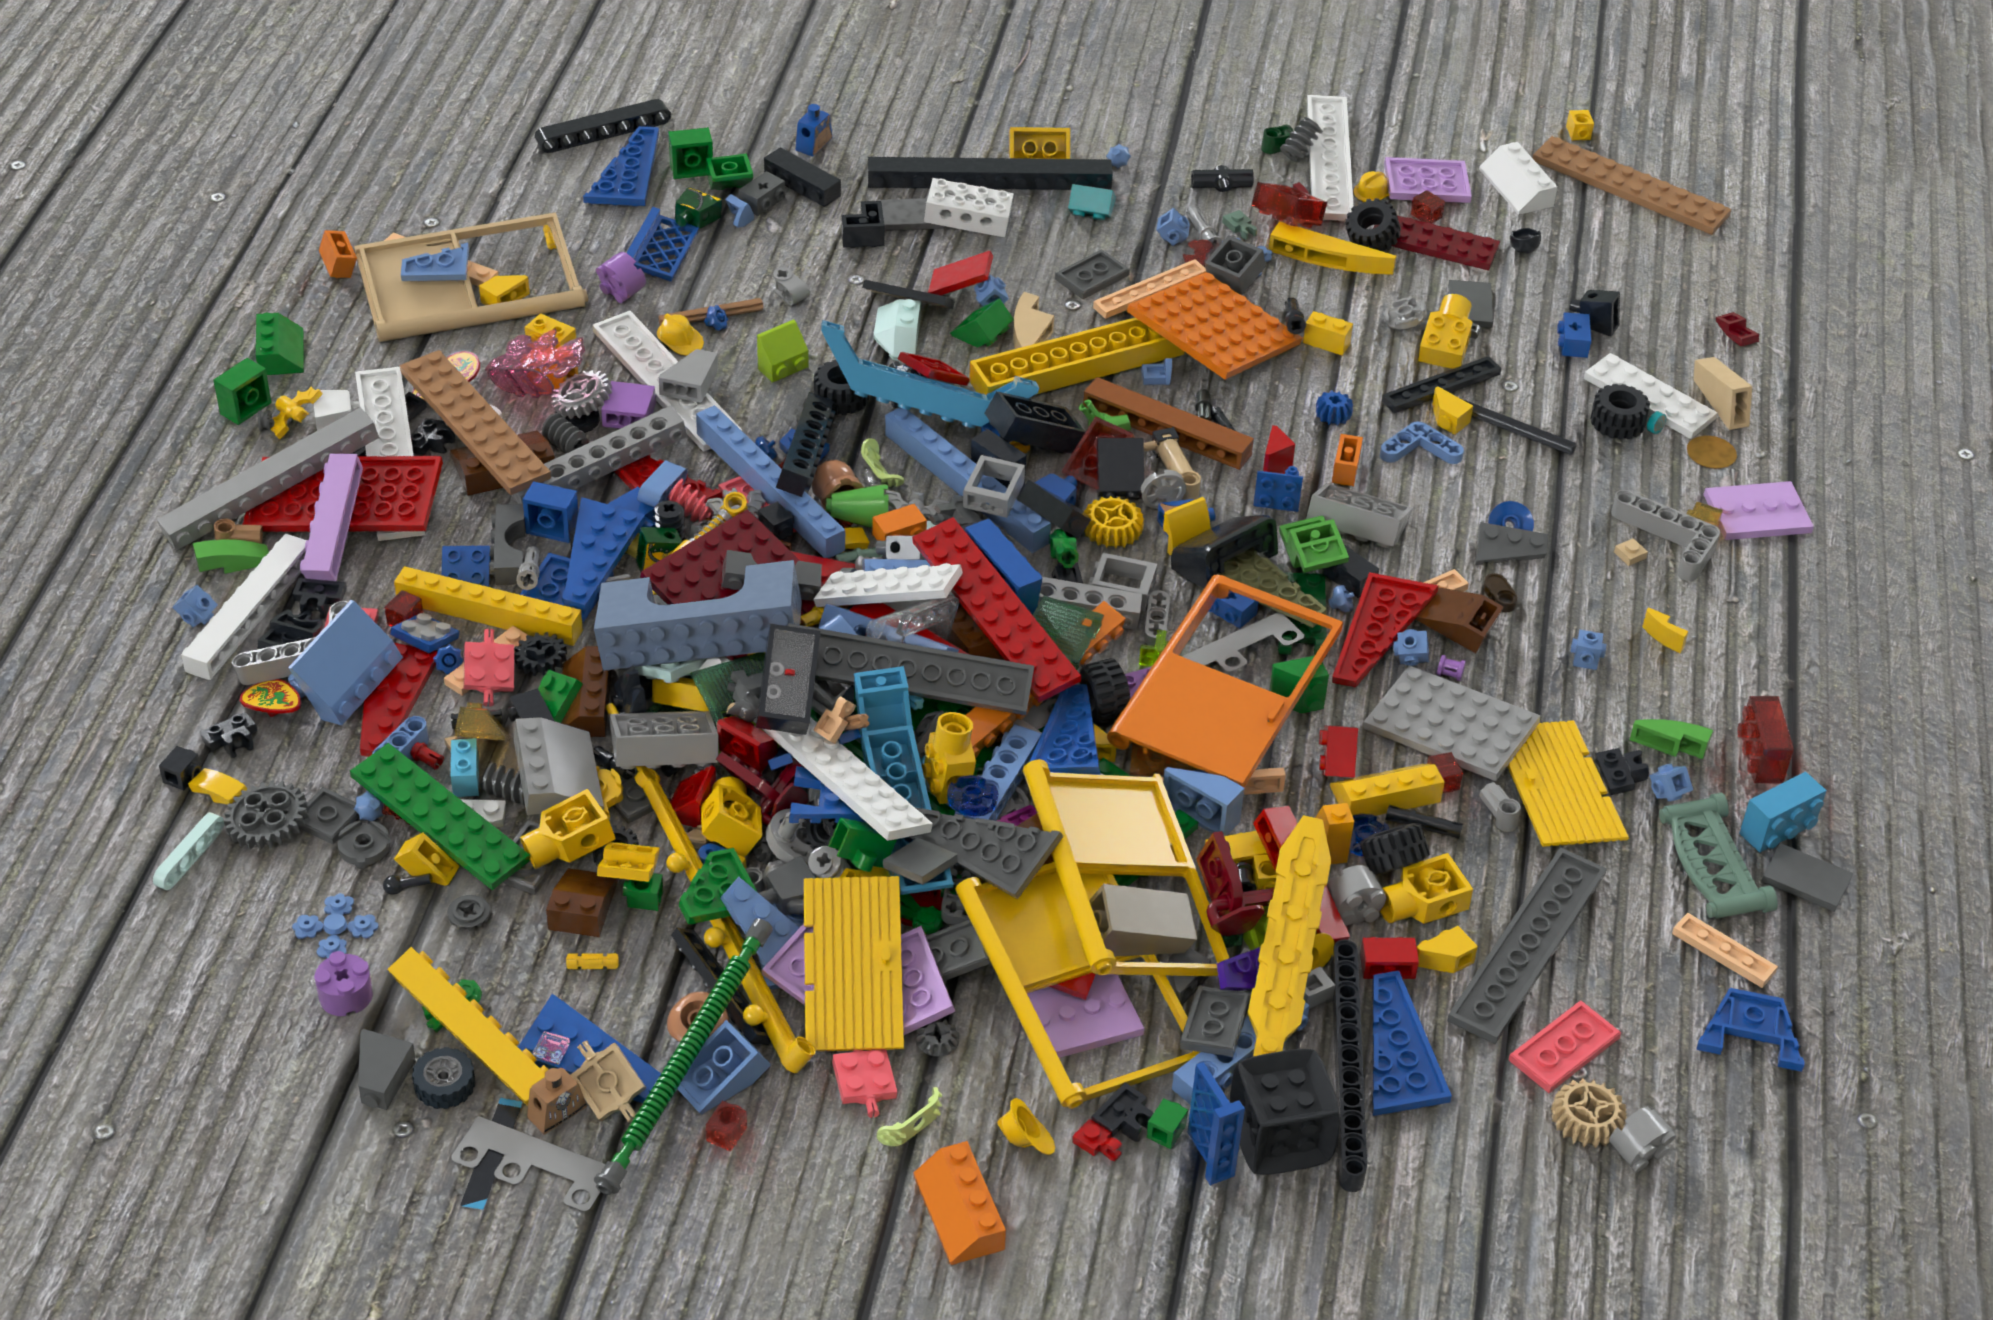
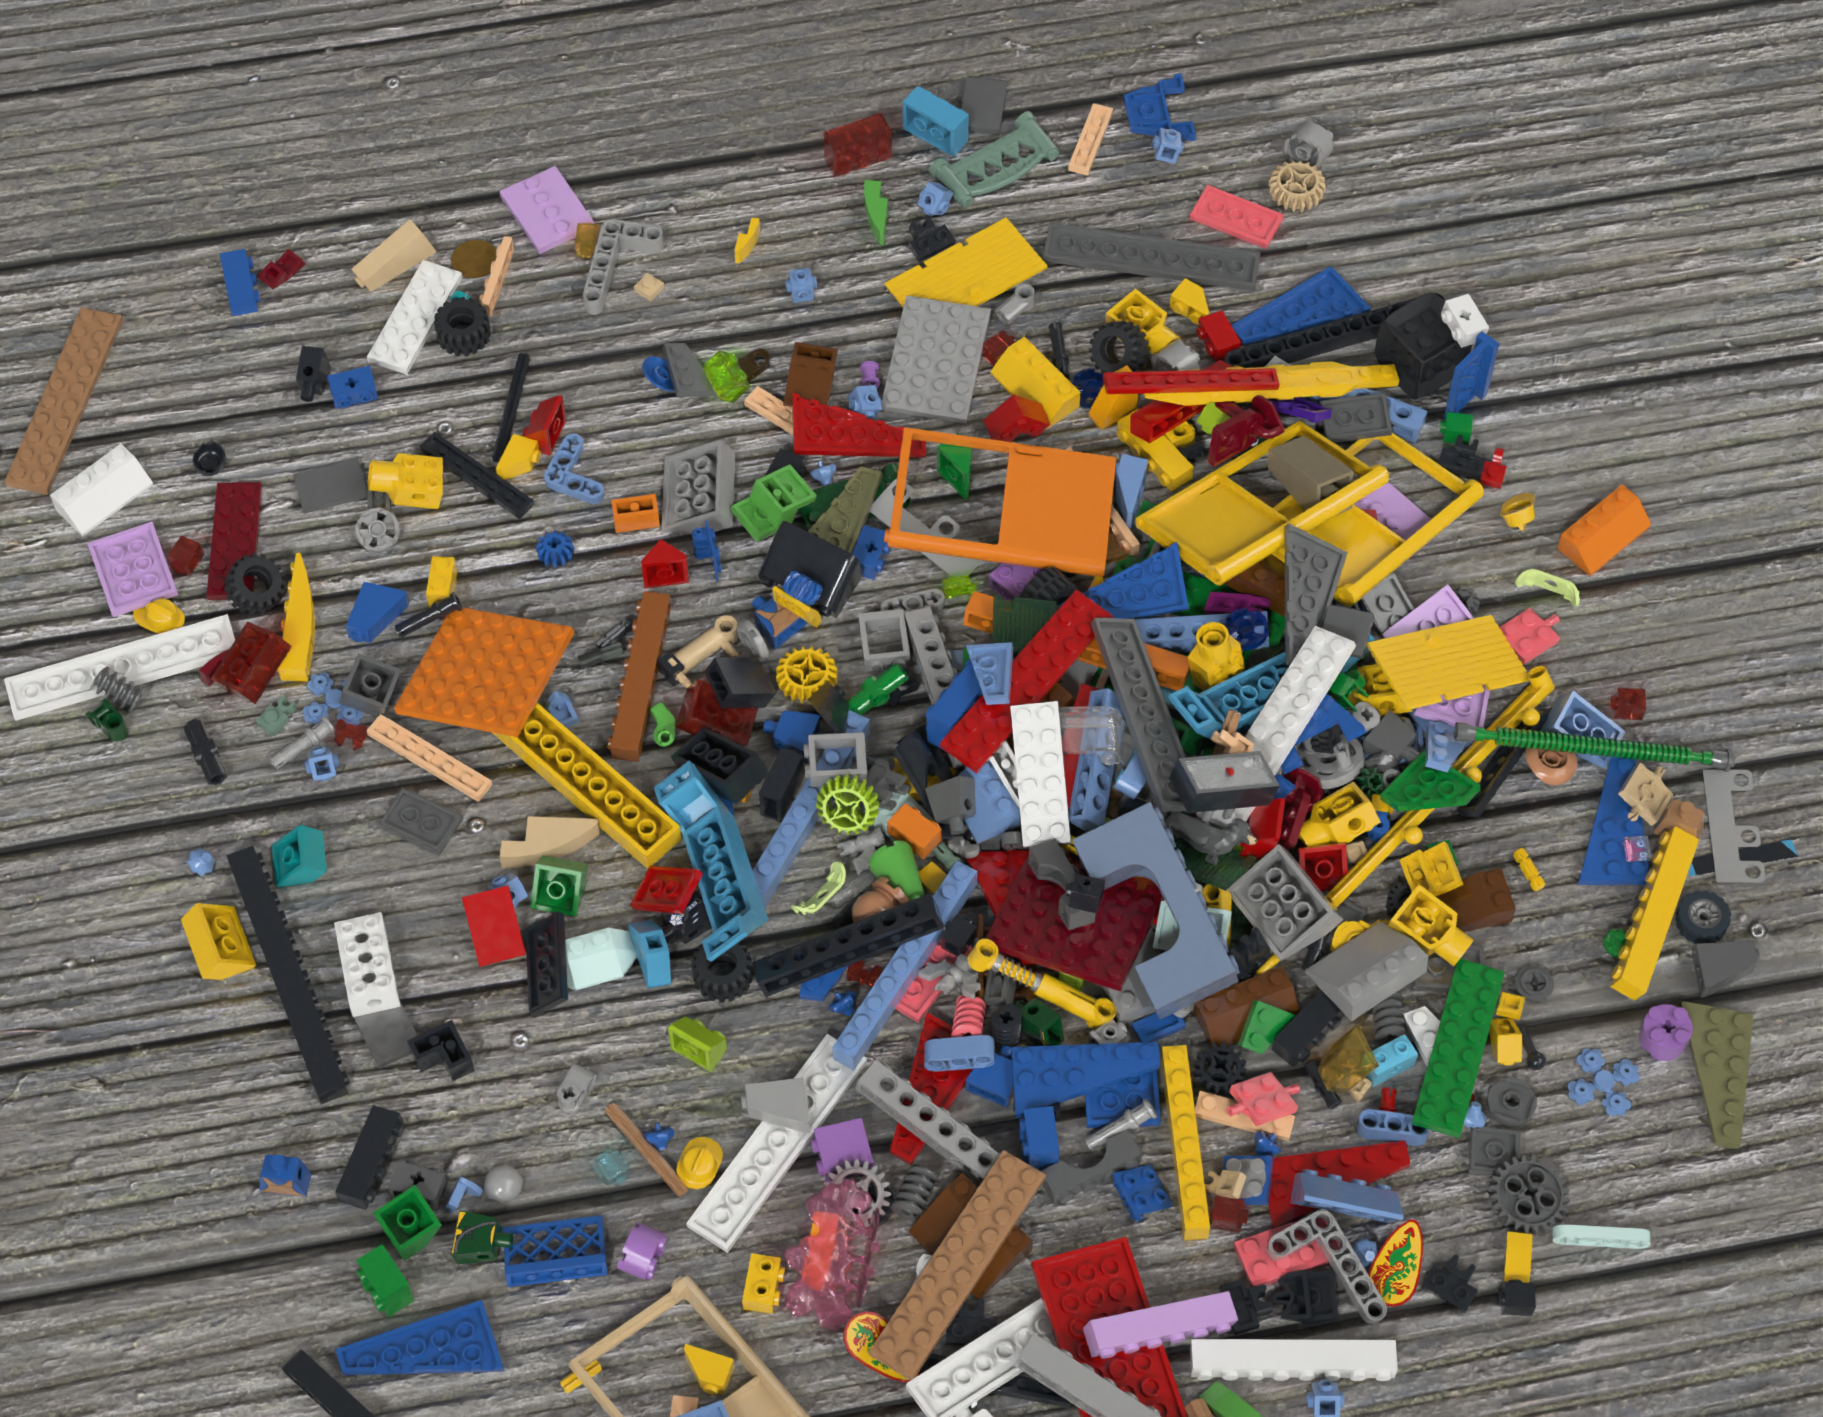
camera: 110 degrees left, 15 degrees up
(293, 1029) = (1721, 1063): none -> olive wing
(422, 608) = (1226, 1185): none -> tan plate
(458, 883) = (1510, 1006): none -> yellow tile
(706, 287) = (611, 1167): none -> clear light blue head
(734, 235) = (503, 1183): none -> light grey hair
(735, 559) = (1086, 893): none -> black brick
(757, 853) = (1369, 780): none -> dark green gear
(884, 349) = (651, 952): none -> dark azure slope
(946, 483) = (850, 793): none -> lime gear
(1010, 571) = (993, 670): none -> medium blue wing
(1194, 517) = (802, 588): none -> blue gear
(1273, 1109) = (1463, 319): none -> white brick
(1305, 861) = (1190, 381): none -> red tile
(1317, 290) = (374, 611): none -> blue slope
(1475, 433) = (547, 424): none -> red slope
(1487, 561) = (726, 376): none -> clear neon green brick
(1677, 451) = (498, 272): none -> light nougat plate
(1688, 1007) = (1167, 145): none -> medium blue brick
(1727, 297) = (240, 282): none -> blue brick

